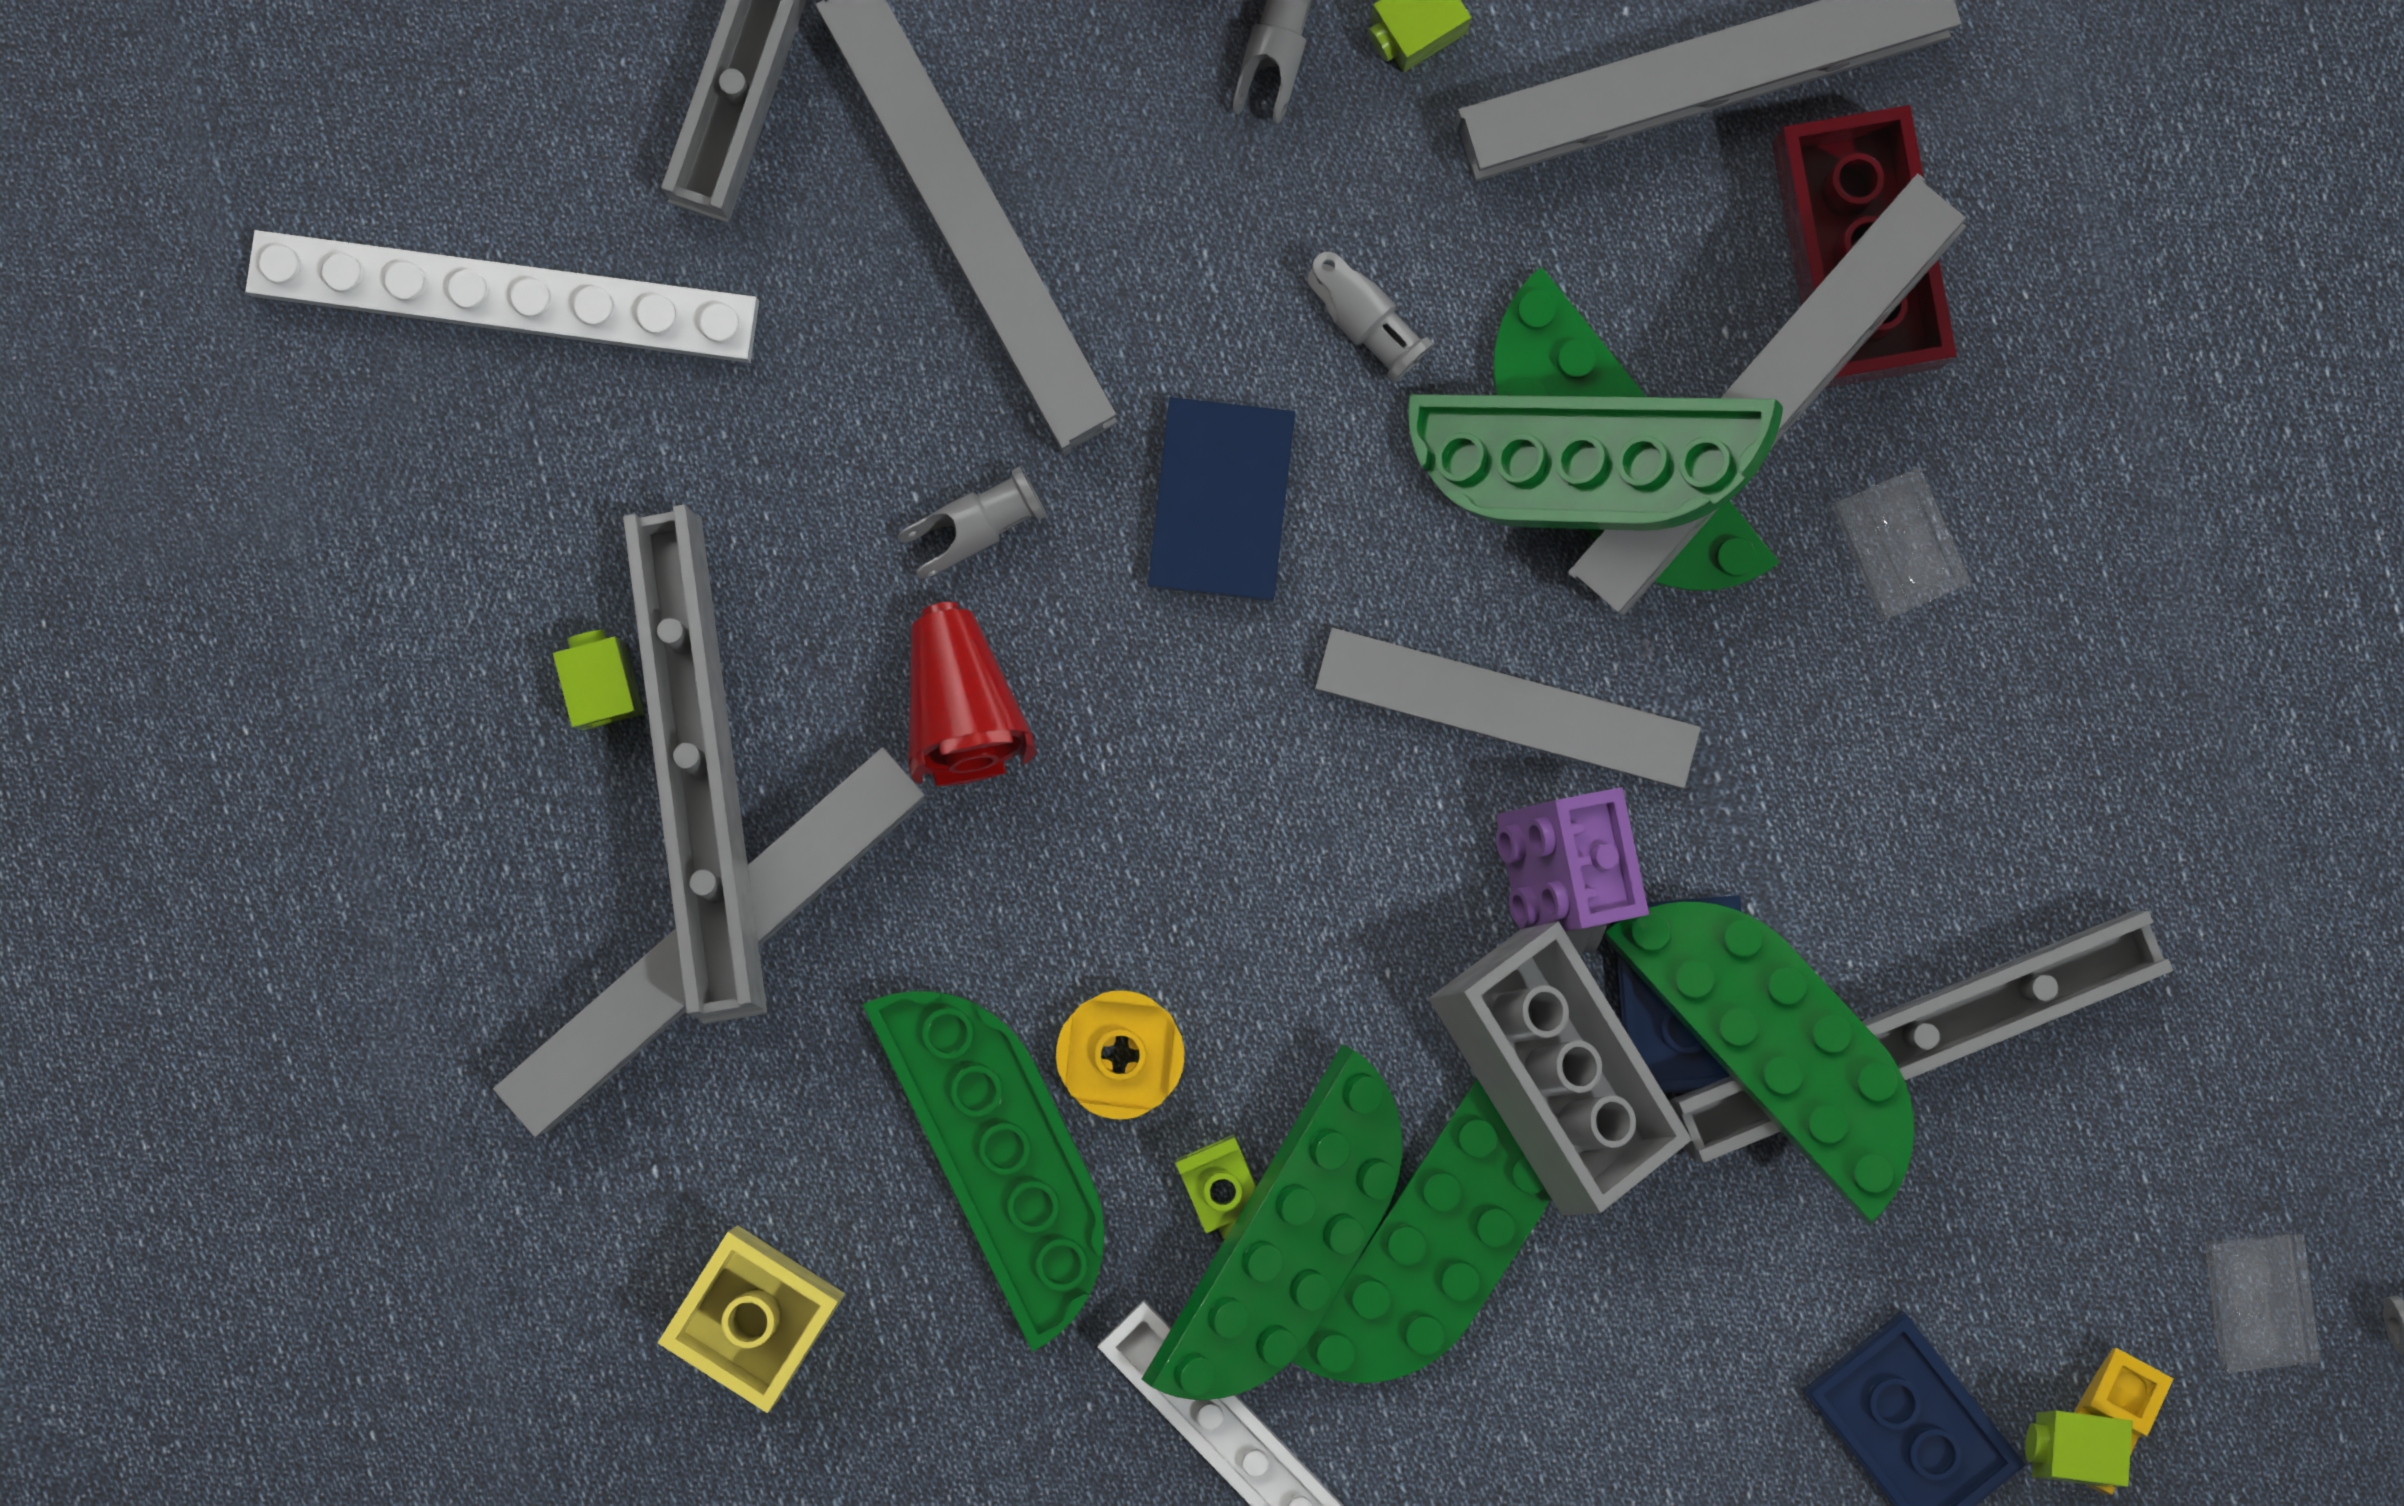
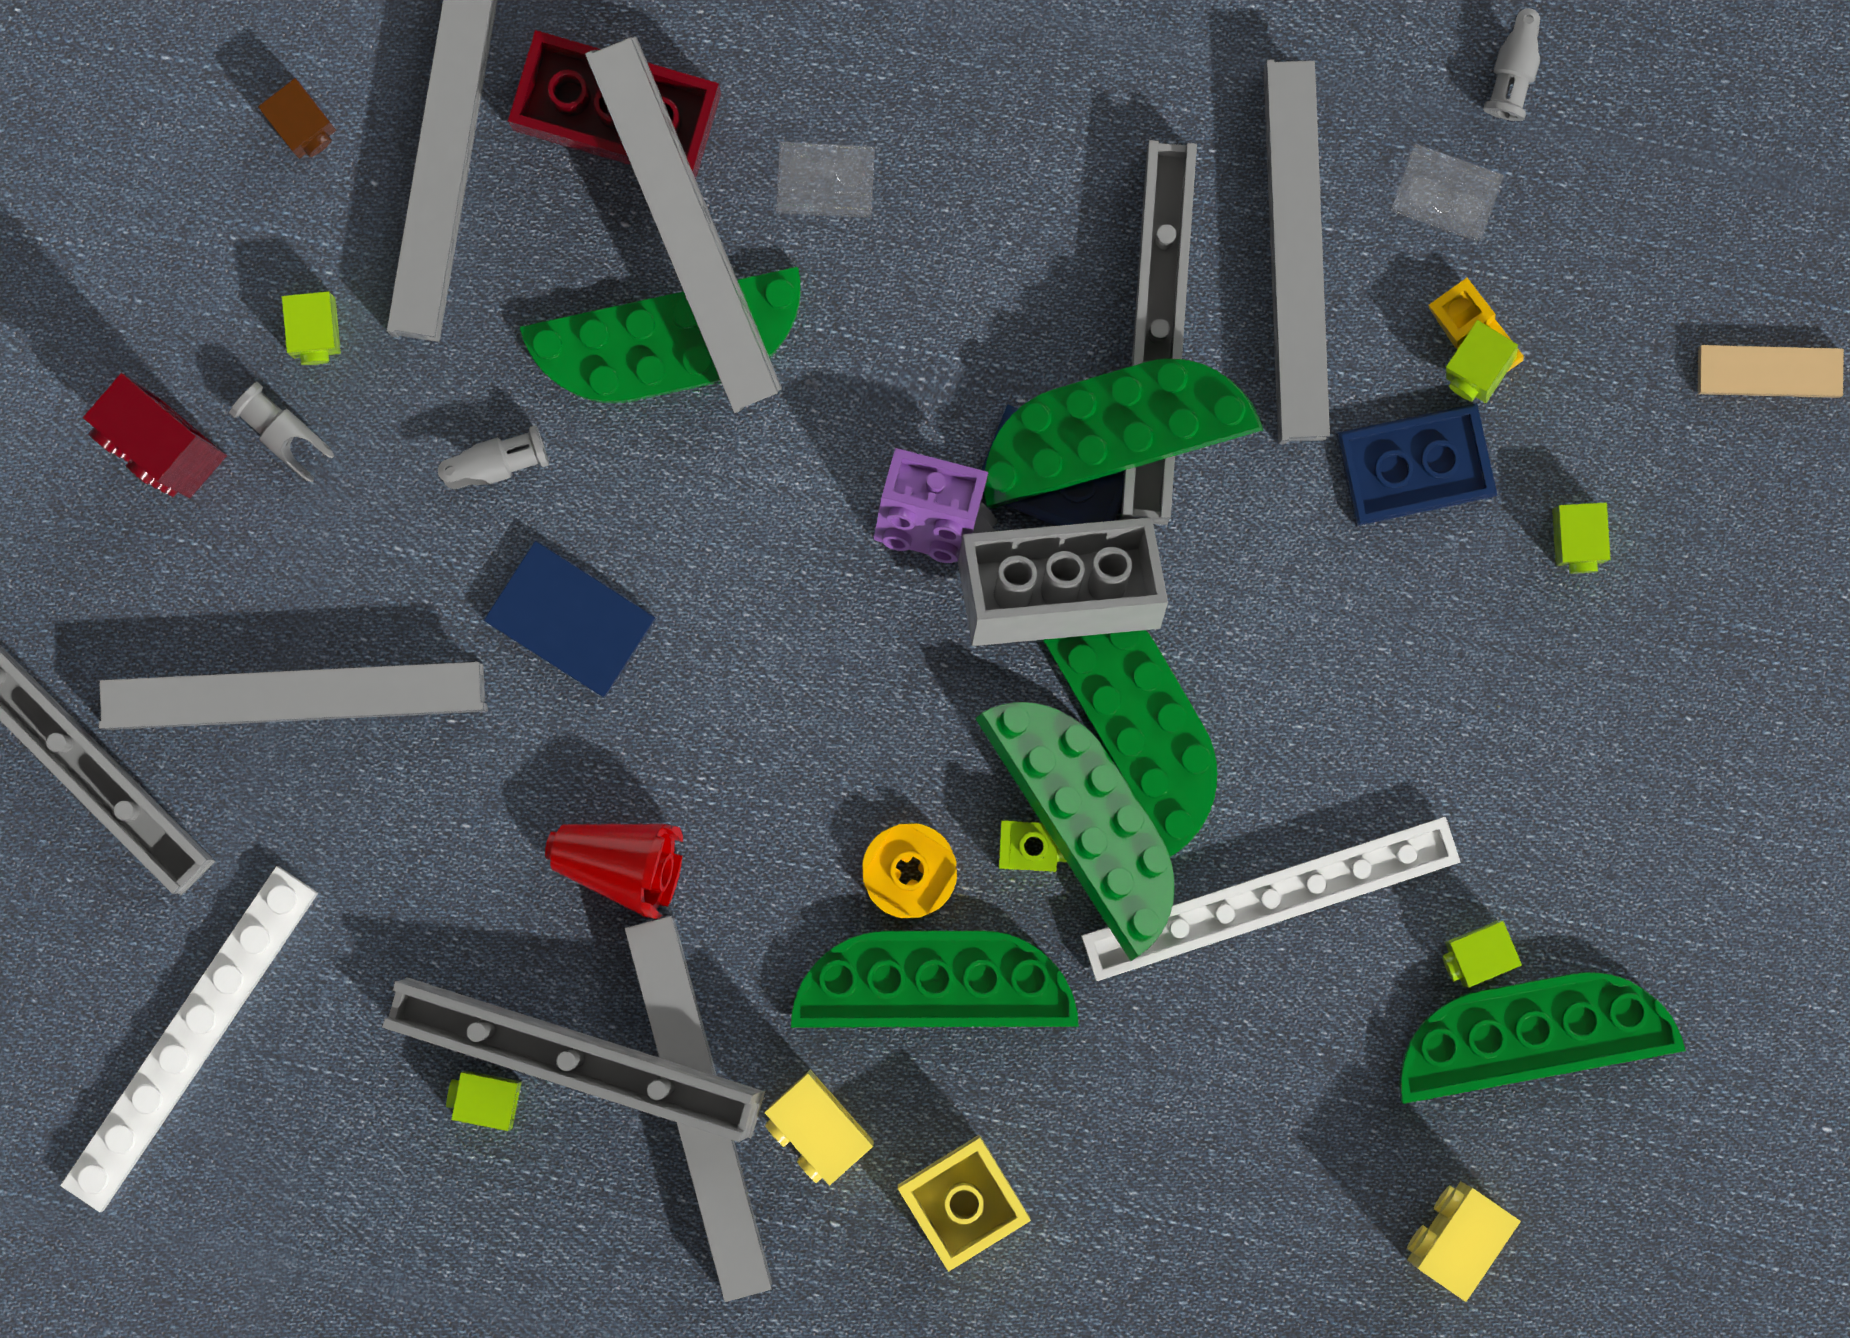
camera: 65 degrees left, 0 degrees up
(754, 1099) = (818, 1129): none -> light yellow brick
(978, 520) = (502, 789): light grey piece -> none
(1507, 708) = (805, 497): light grey tile -> none
(1591, 457) = (664, 361): green plate -> none
(2101, 1154) = (1296, 251): none -> light grey tile

